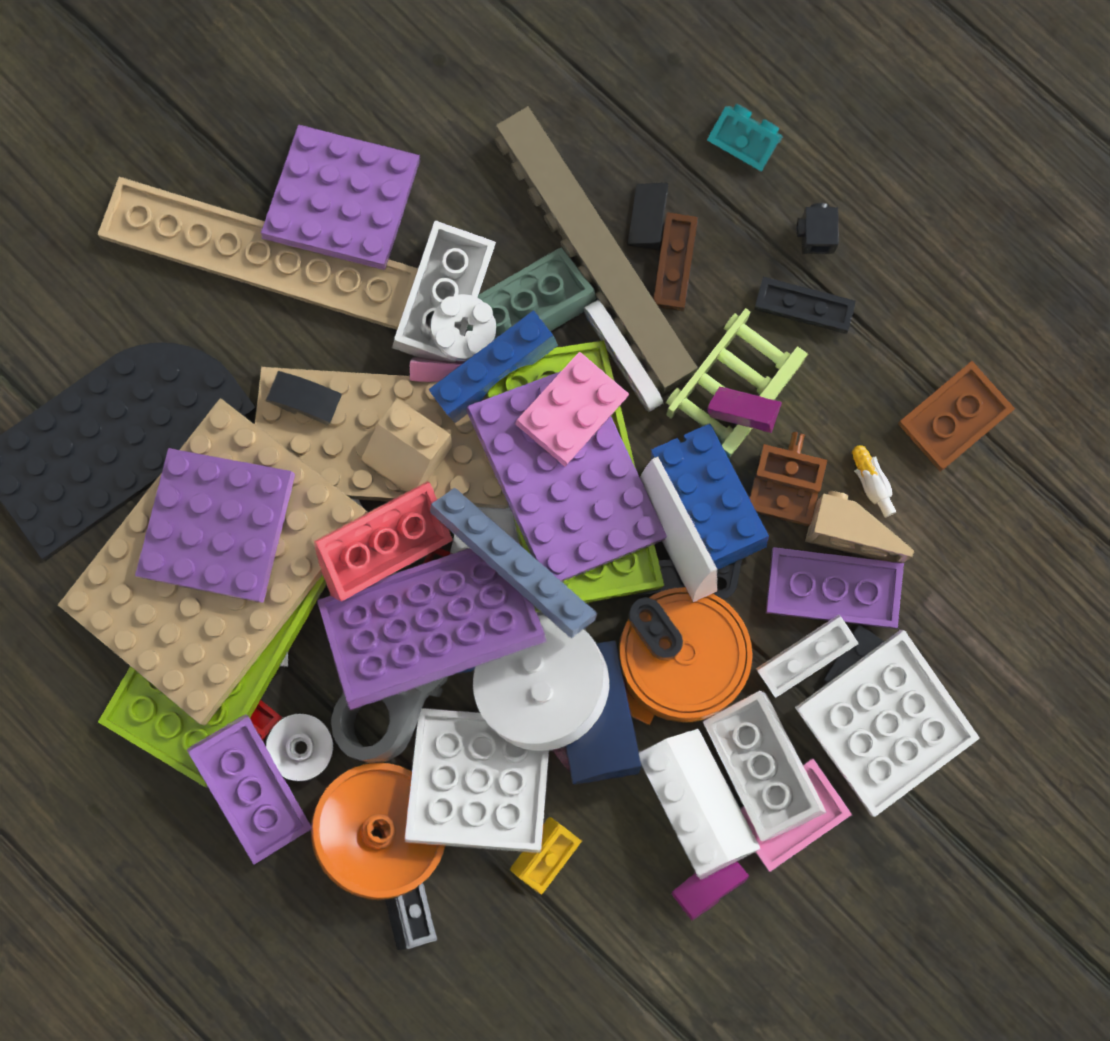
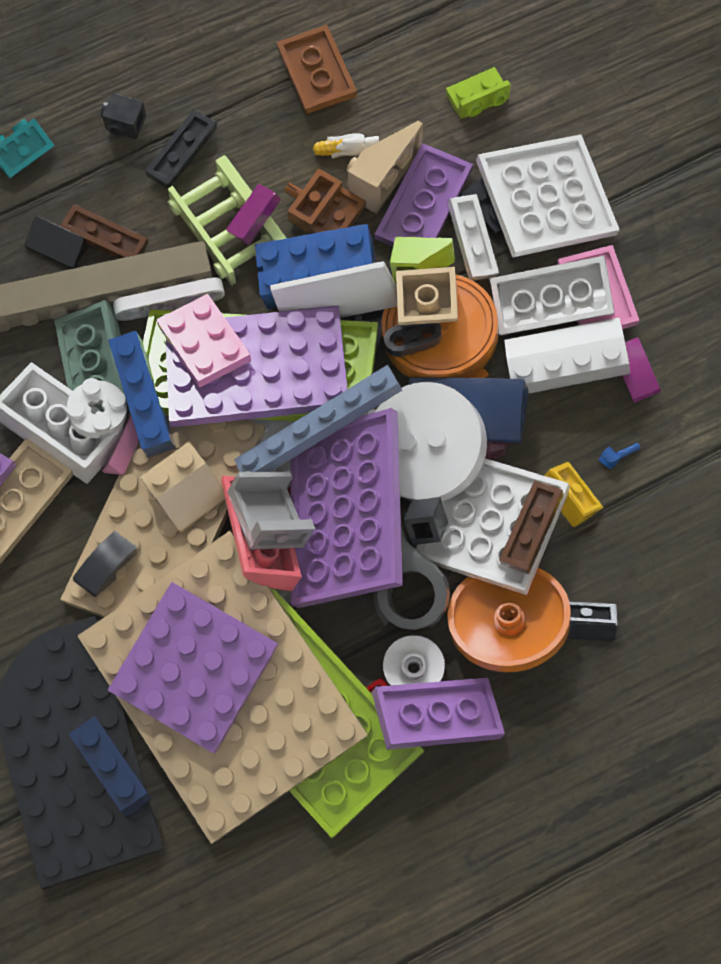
camera: 70 degrees left, 10 degrees down
(96, 479) = (110, 766): none -> dark blue brick
(401, 542) = (268, 511): none -> light grey panel
(450, 710) = (425, 521): none -> black brick
(474, 825) = (531, 527): none -> reddish brown plate
(599, 887) = (611, 458): none -> blue hand
(699, 630) = (427, 296): none -> tan slope
(754, 606) = (421, 253): none -> lime slope
(993, 605) = (478, 93): none -> lime bracket

